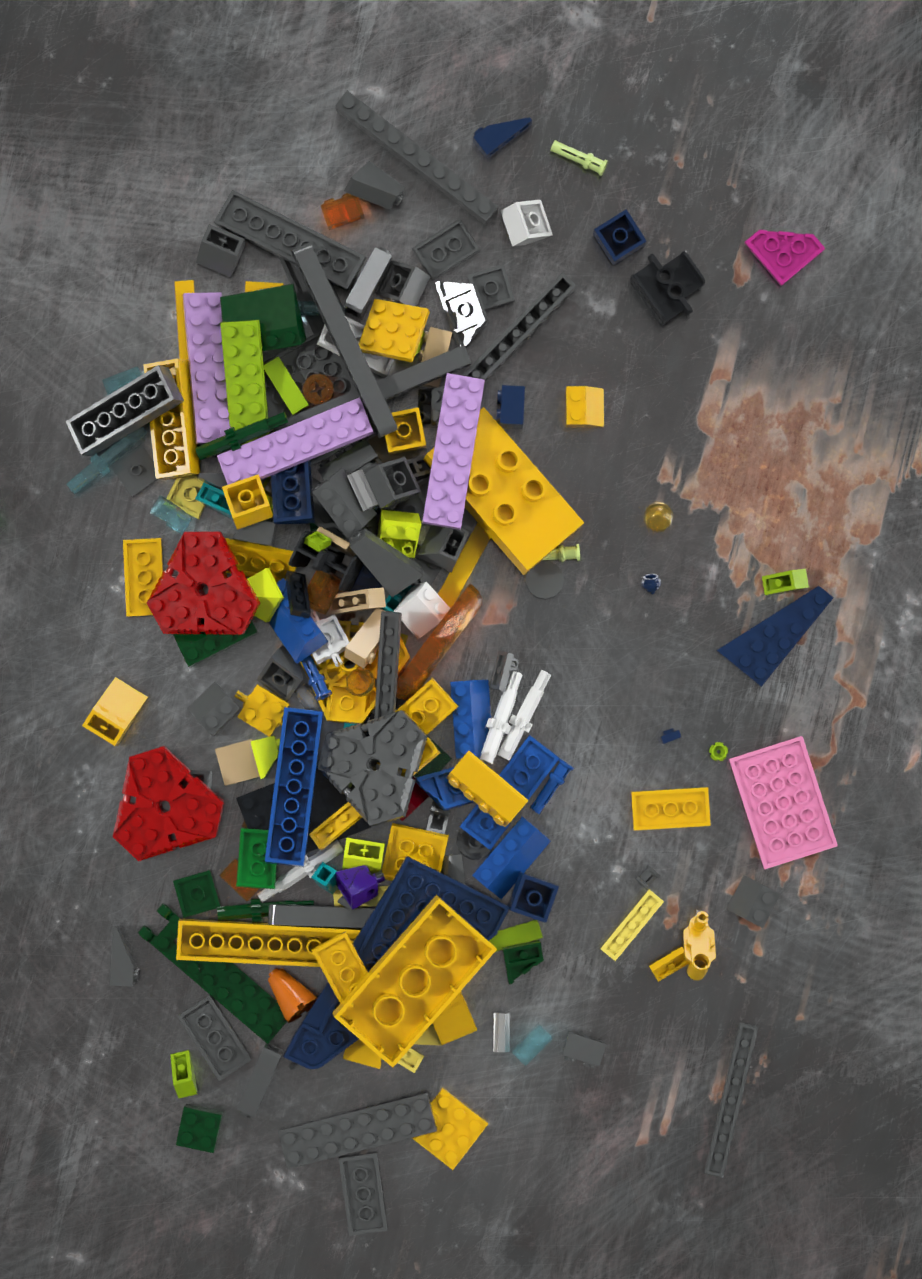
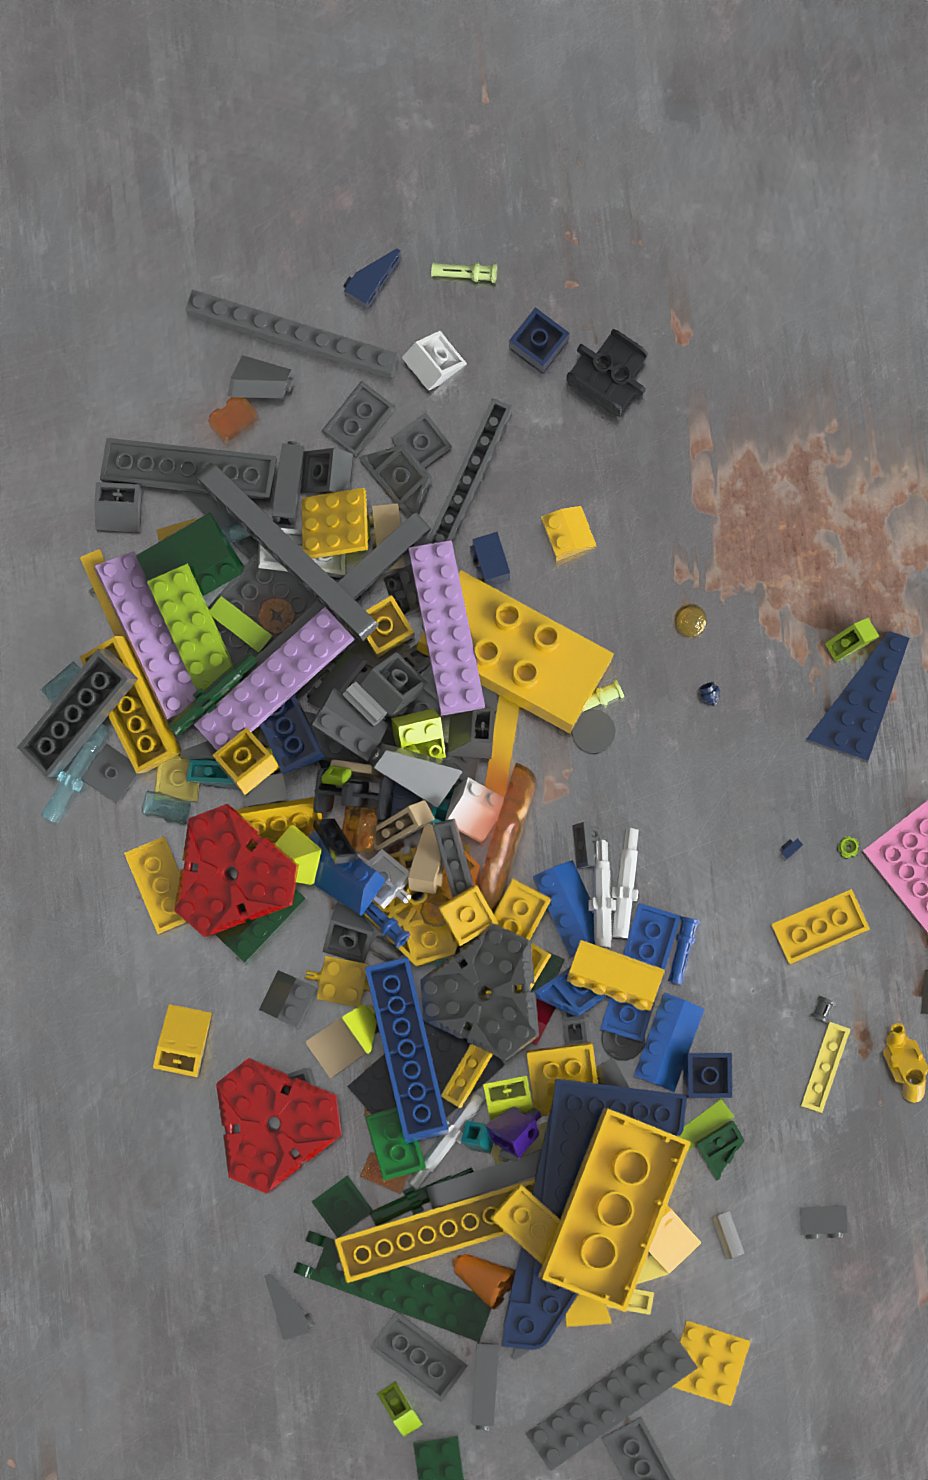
camera: 15 degrees left, 5 degrees down
(383, 695) = (467, 914): none -> yellow tile
(531, 1044) = (765, 1236): clear light blue brick -> none
(669, 964) = (881, 1095): yellow plate -> none
(784, 252) = (719, 293): dark pink plate -> none

